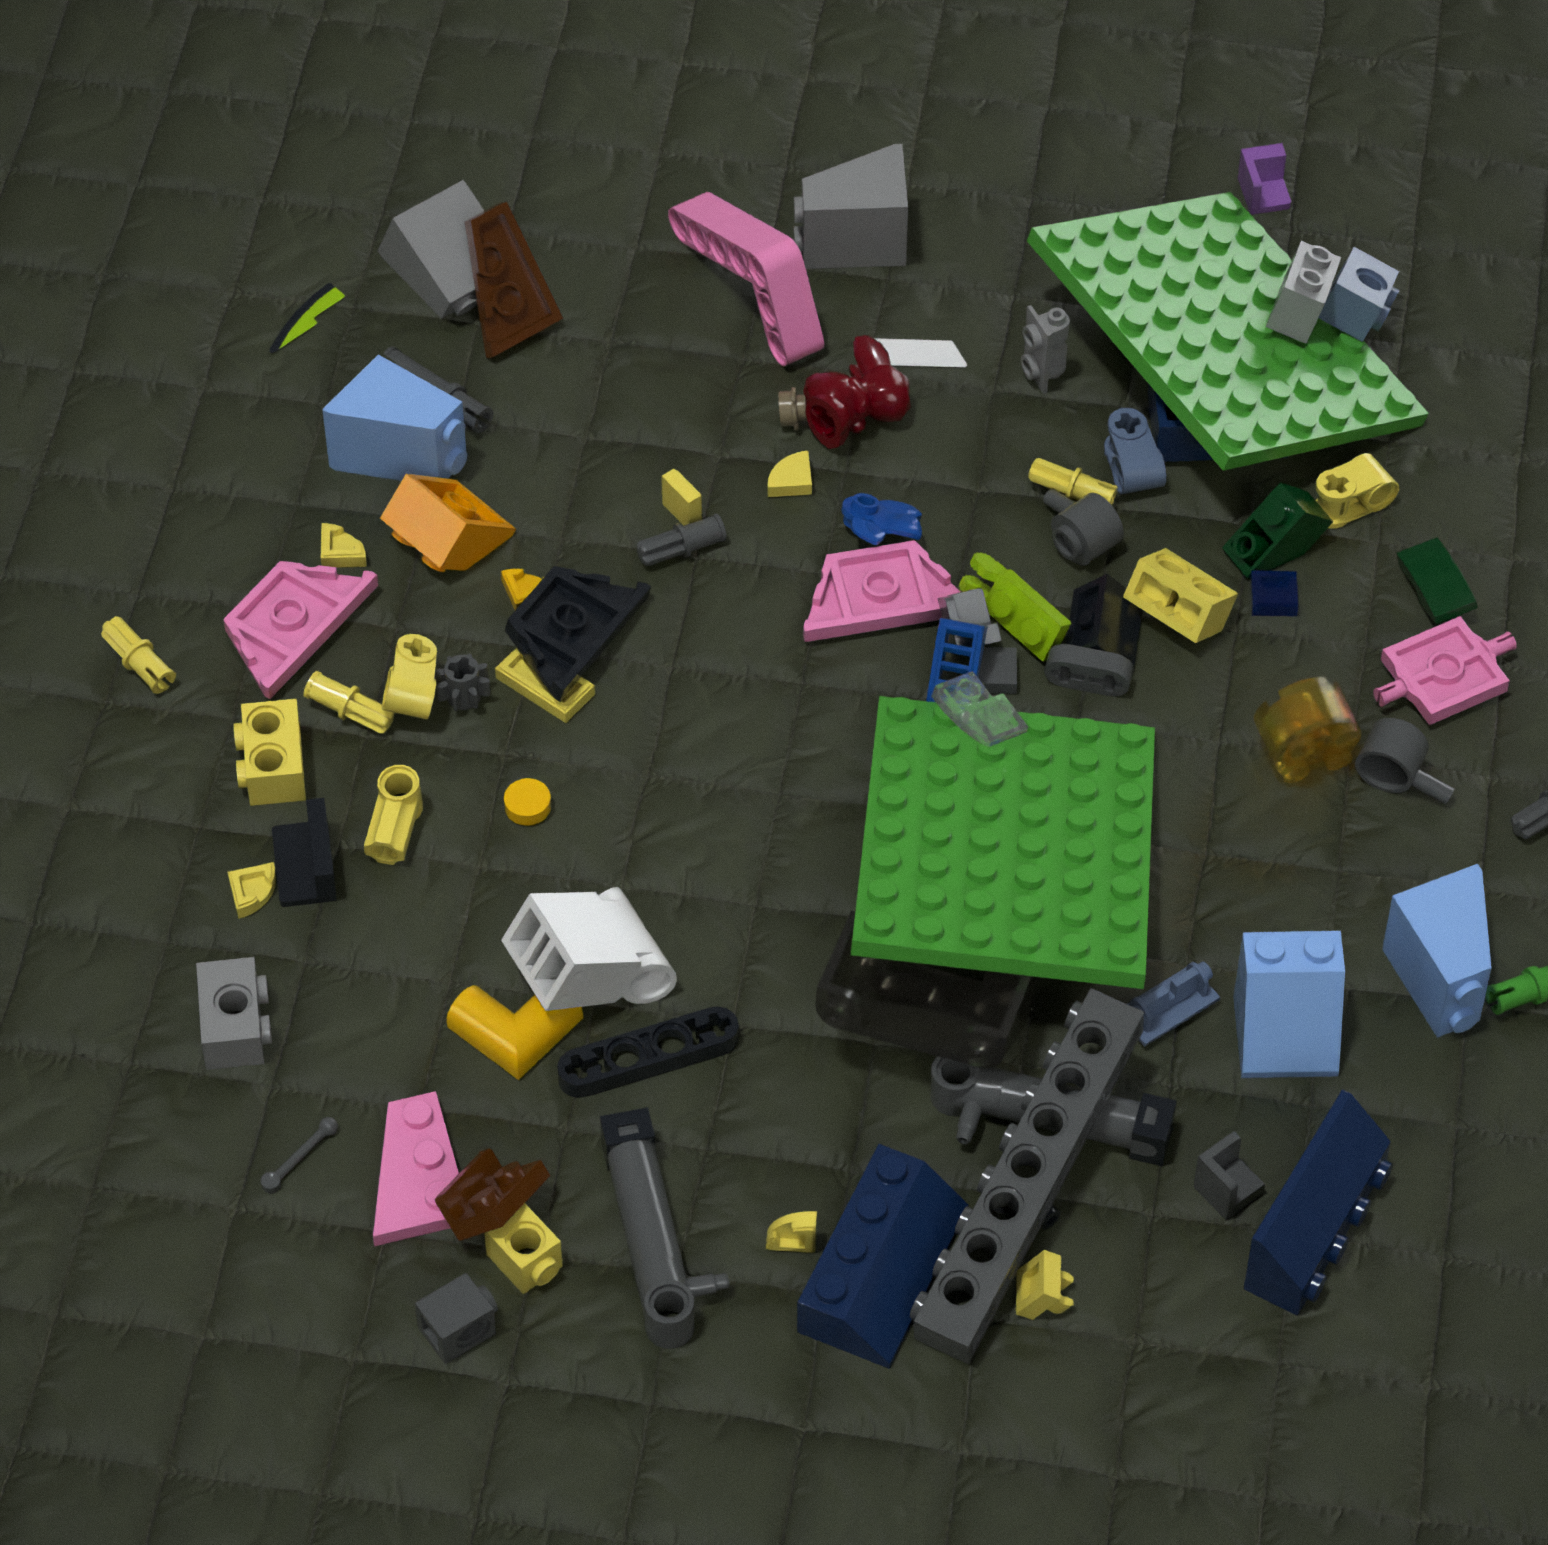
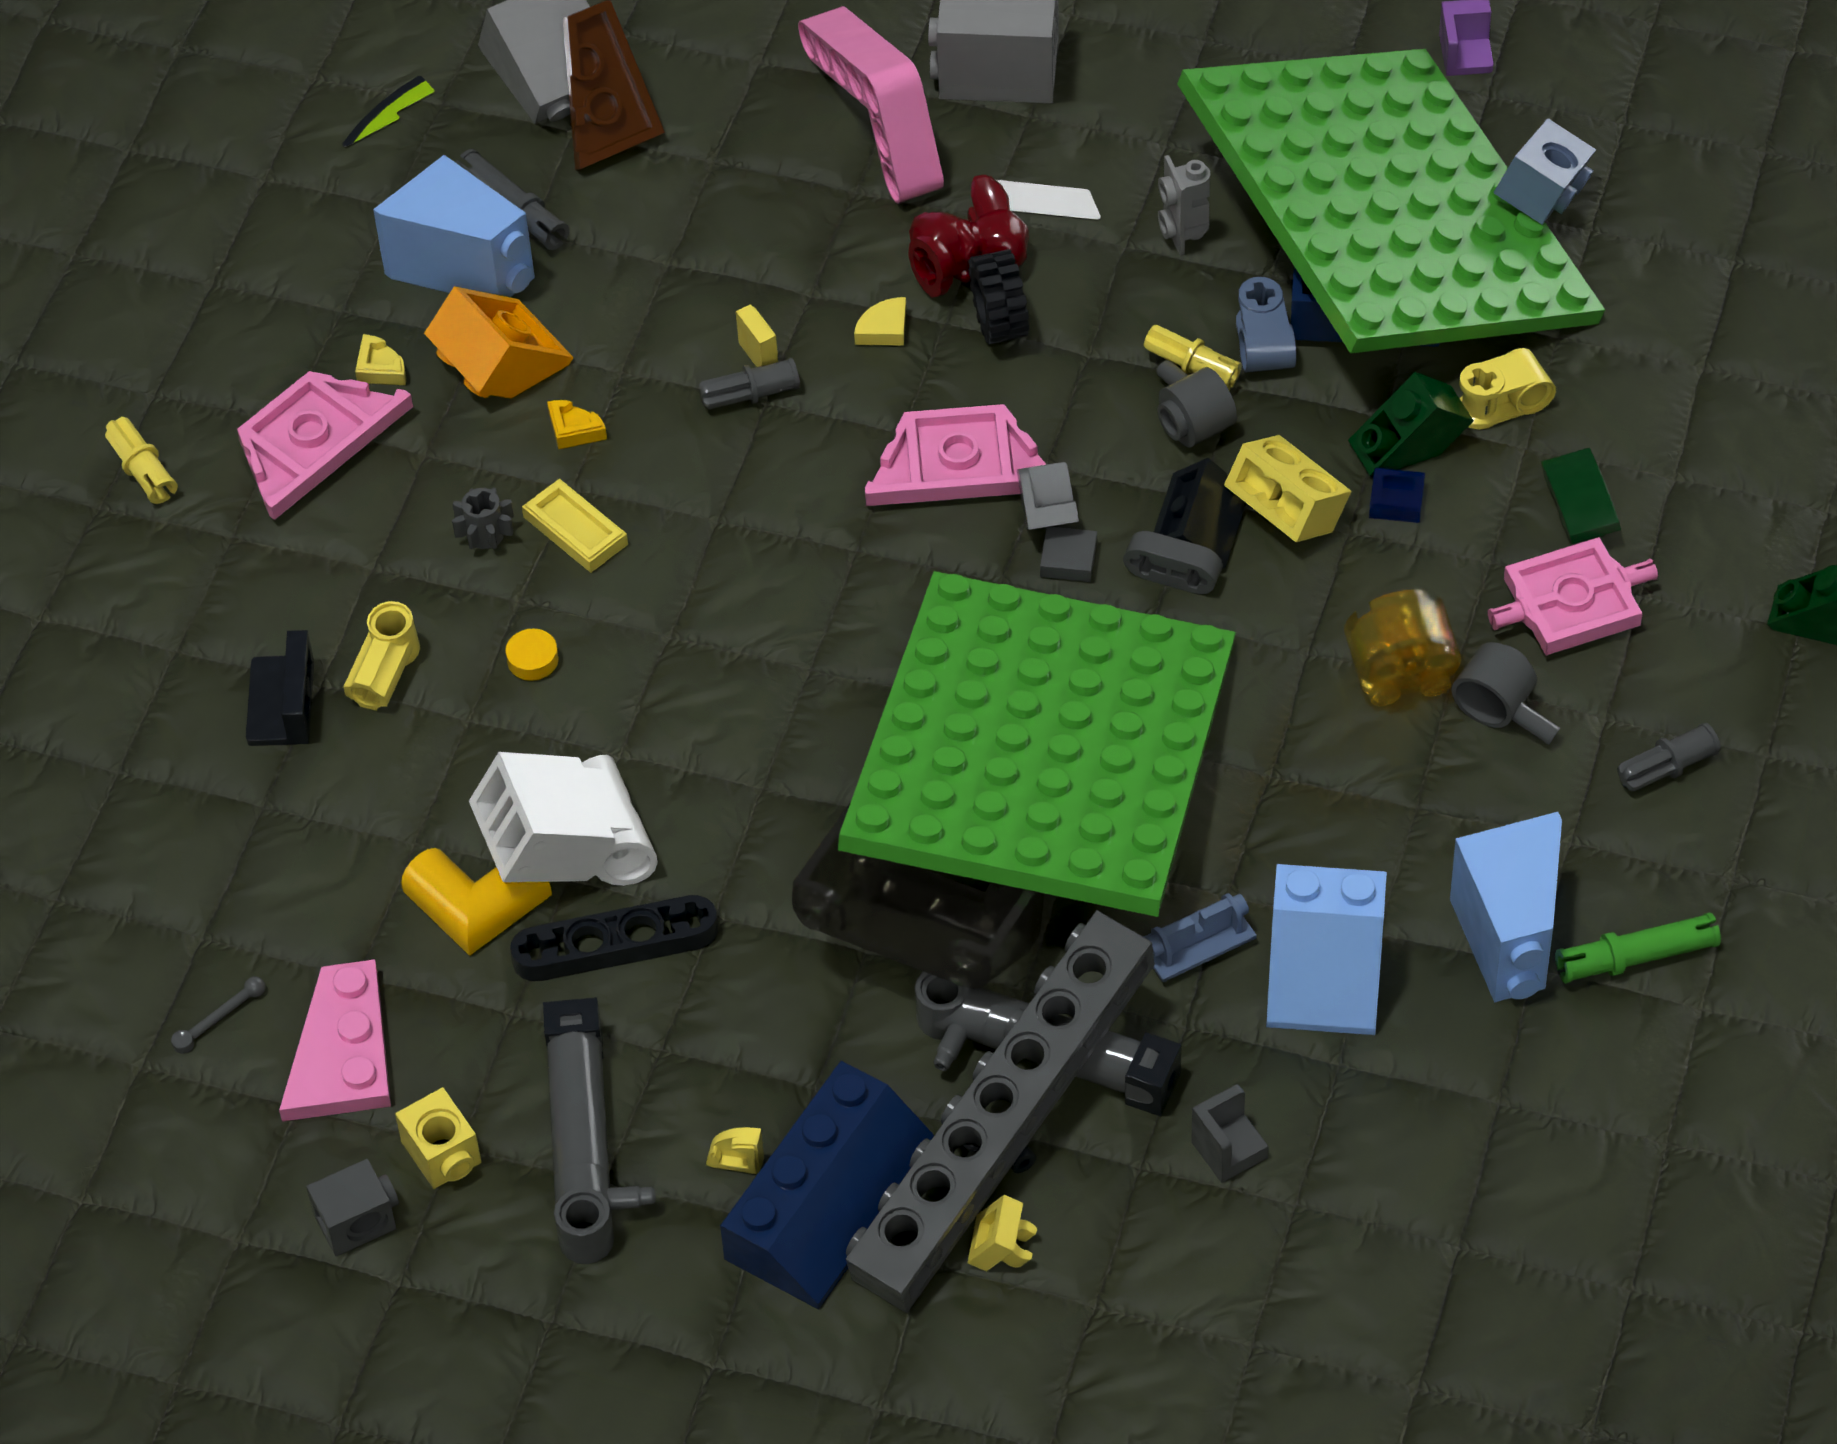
camera: 10 degrees right, 0 degrees up
(226, 1037) = (167, 828): light grey brick -> none
(252, 887) = (219, 721): light yellow tile -> none
(273, 744) = (263, 576): light yellow brick -> none
(348, 702) = (356, 530): light yellow axle -> none
(411, 679) = (425, 508): light yellow piece -> none
(488, 1194) = (406, 1074): reddish brown bracket -> none
(570, 624) = (611, 464): black wing -> none
(791, 408) = (894, 249): dark tan plate -> none
(875, 518) = (961, 377): blue plate -> none
(894, 444) = (998, 296): none -> black tyre
(958, 628) = (1045, 533): blue slope -> none
(977, 712) = (1034, 596): clear slope -> none
(1017, 606) = (1104, 484): lime hinge -> none
(1303, 291) = (1478, 163): light grey brick -> none
(1318, 1207) = (1319, 1175): dark blue slope -> none

